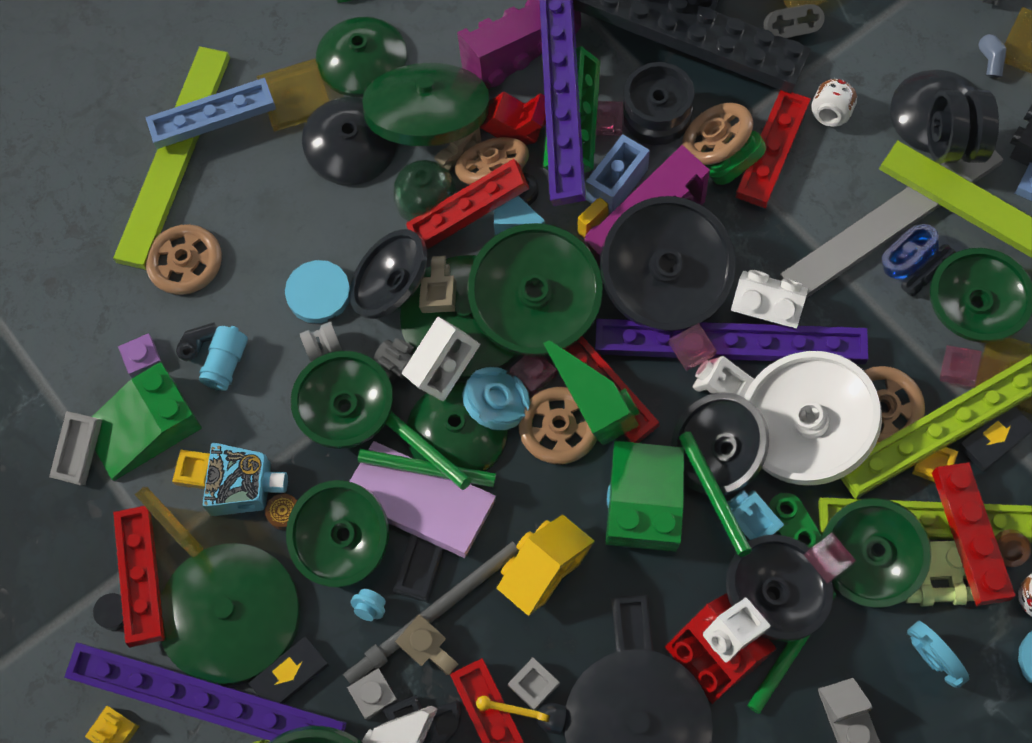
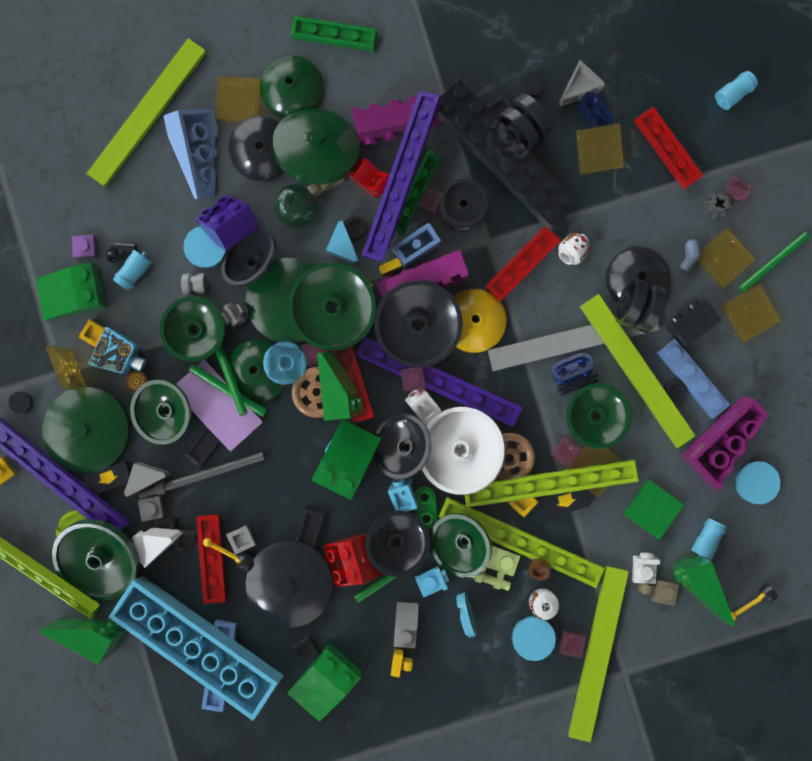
camera: 15 degrees right, 20 degrees up
(75, 448) = (27, 293): light grey tile -> none
(138, 577) = (38, 392): red plate -> none
(190, 282) = (147, 196): medium nougat plate -> none
(210, 113) = (177, 95): medium blue plate -> none
(249, 158) = (193, 141): none -> light blue wedge
(339, 241) = (227, 221): none -> dark purple slope
(346, 646) = (143, 477): none -> light grey slope
(368, 605) = (165, 458): medium azure plate -> none
(422, 643) = (189, 492): dark tan plate -> none
(439, 290) = (275, 282): dark tan plate -> none
(440, 359) = (258, 329): white brick -> none
(470, 203) = (315, 231): red plate -> none
(490, 156) = (343, 203): medium nougat plate -> none
(543, 562) = (272, 475): yellow brick -> none
(715, 494) = (385, 475): green bar -> none
(718, 131) = (491, 242): medium nougat plate -> none
(731, 168) = (495, 263): green plate -> none
(735, 629) = (359, 563): white bracket -> none
(768, 240) = (491, 324): none -> yellow dish
(769, 298) = (472, 367): white brick -> none
(792, 14) = (577, 173): dark grey beam -> none
(829, 557) = (432, 538): clear pink plate -> none
(858, 631) = (432, 581): none -> medium azure bracket
(973, 534) = (521, 555): red plate -> none

